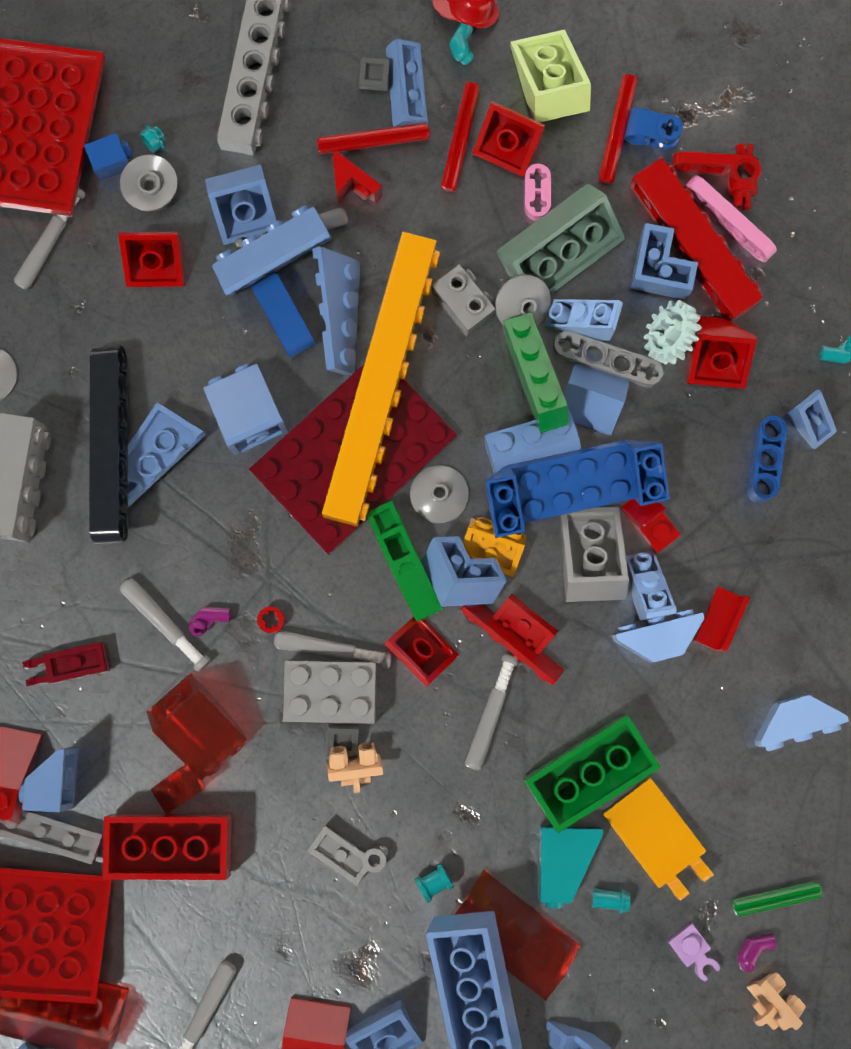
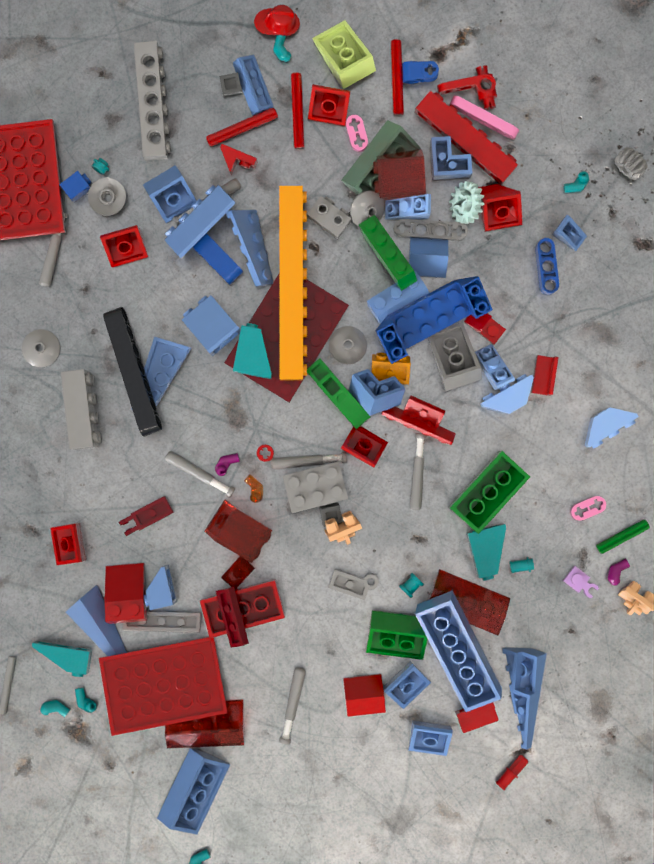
camera: 15 degrees left, 5 degrees up
(144, 857) = (232, 617): none -> dark red plate
(242, 671) = (256, 489): none -> clear orange arm
(292, 465) = (251, 353): none -> teal slope
(389, 955) = (396, 635): none -> green slope
(585, 263) = (400, 174): none -> clear red slope
(657, 837) = (540, 519): light orange tile -> none
(735, 847) = (585, 504): none -> bright pink beam

